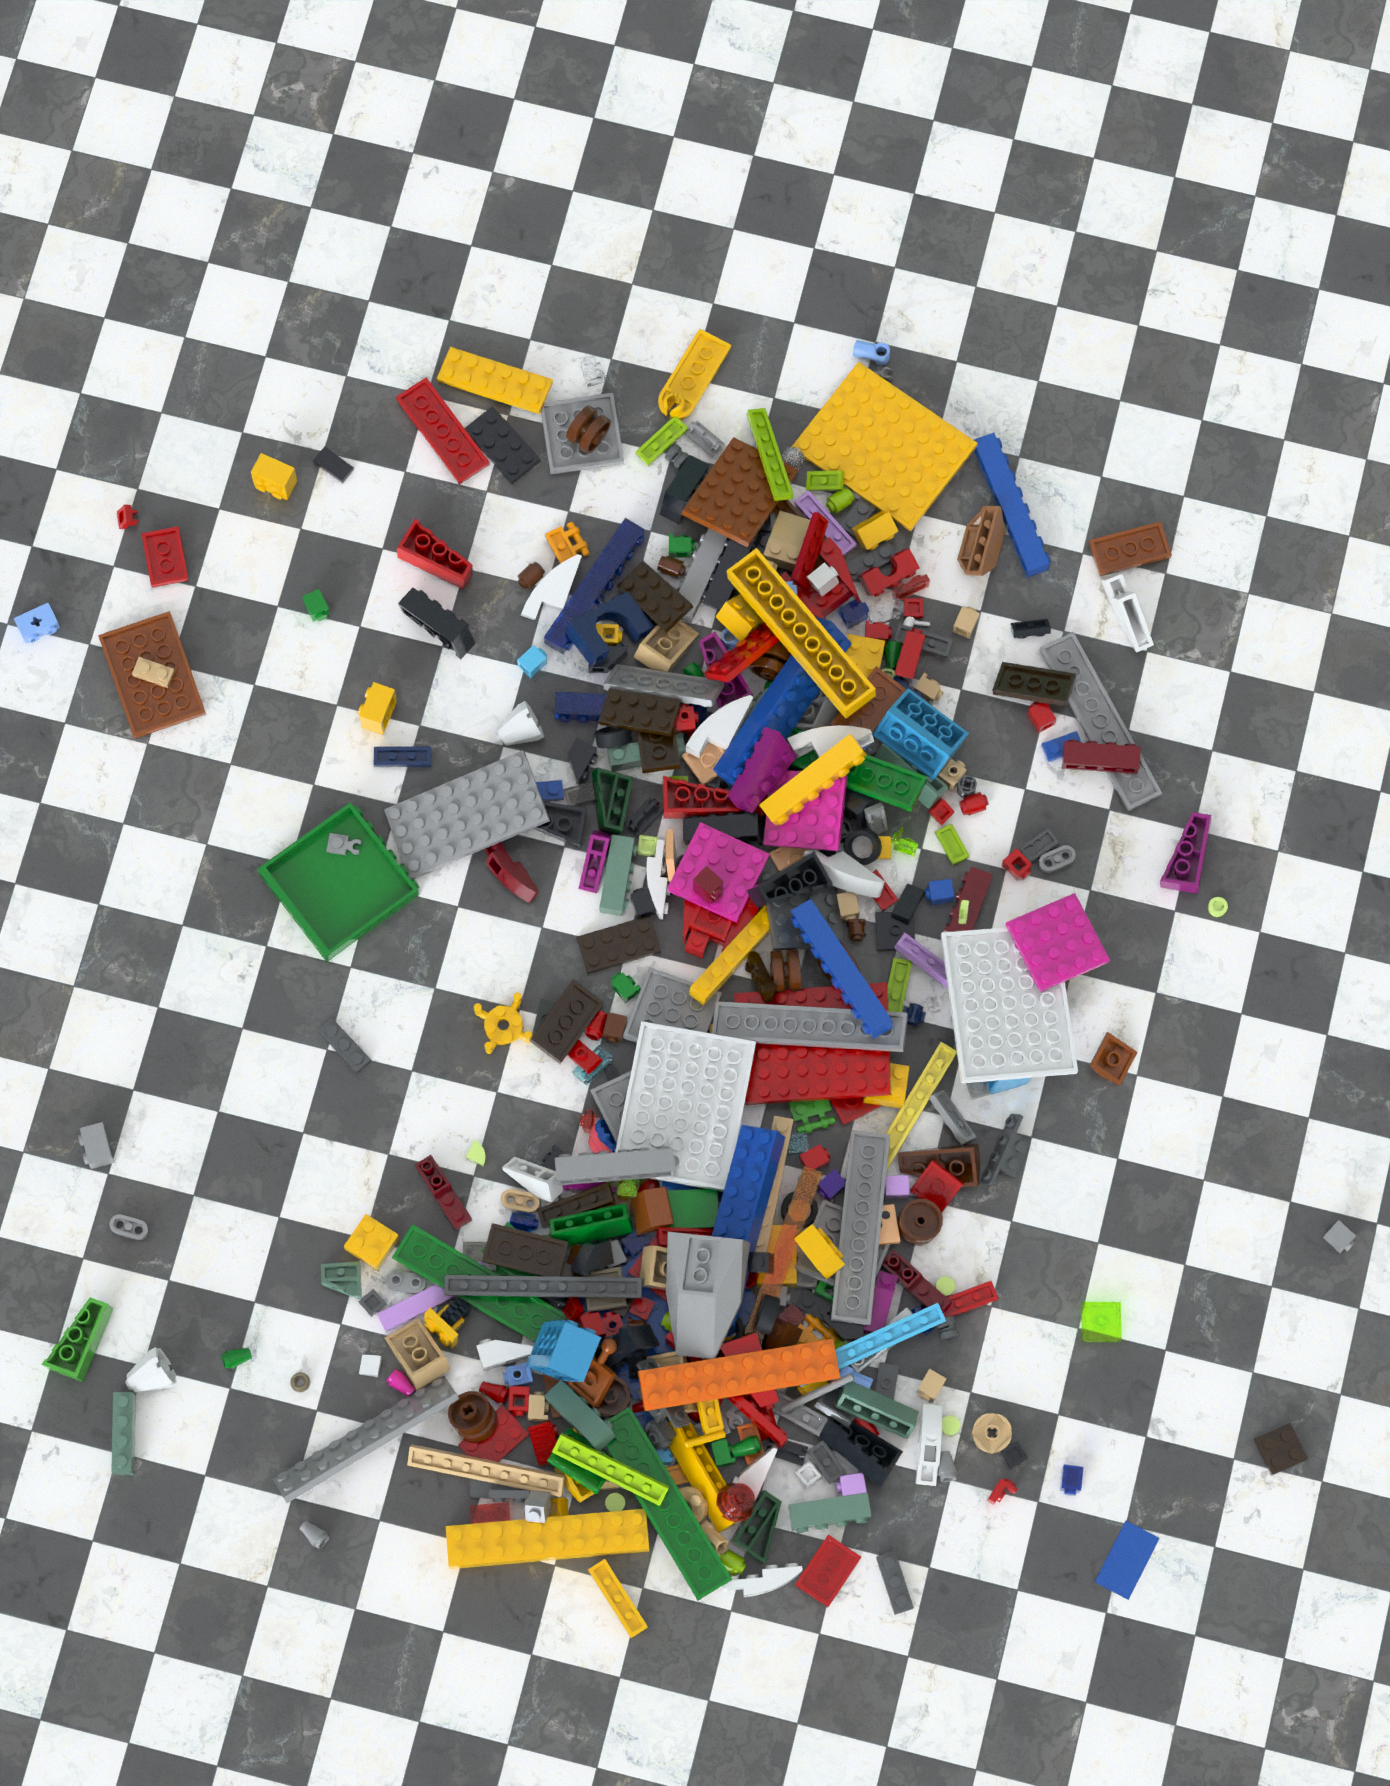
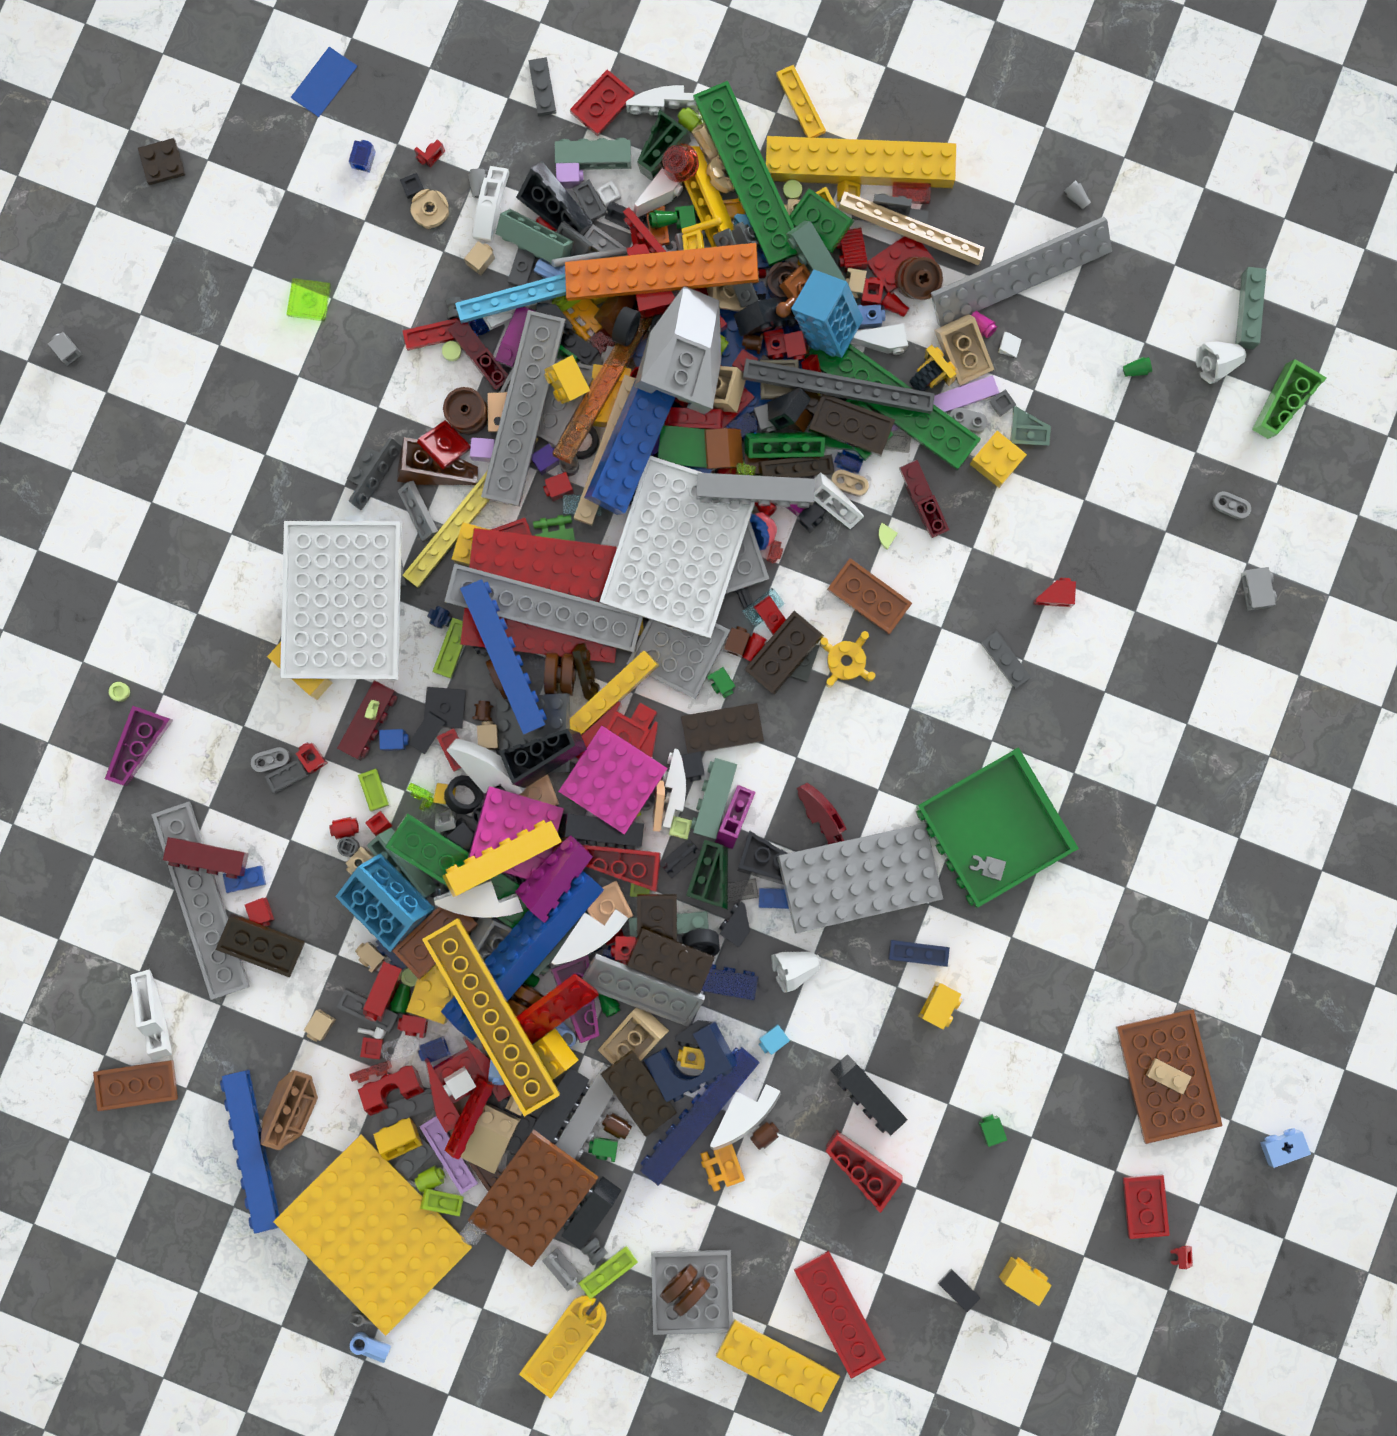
camera: 170 degrees left, 10 degrees up
(298, 1376) = (1078, 332): dark tan plate -> none
(299, 1114) = (1059, 594): none -> red slope
(487, 1090) = (869, 596): none -> dark orange plate
(502, 445) = (778, 1290): black plate -> none
(538, 1506) = (867, 184): light grey brick -> none
(610, 1469) = (795, 202): lime plate -> none
(708, 886) = (625, 756): dark red brick -> none
(761, 1263) = (625, 374): black brick -> none
(769, 454) = (495, 1238): lime plate -> none
(922, 958) = (420, 671): lavender plate -> none
(950, 1425) = (466, 221): yellowish green tile -> none
(1030, 628) = (254, 1010): black plate -> none
(1057, 942) = (281, 656): dark pink plate -> none
(1113, 1059) = (250, 549): dark orange slope -> none

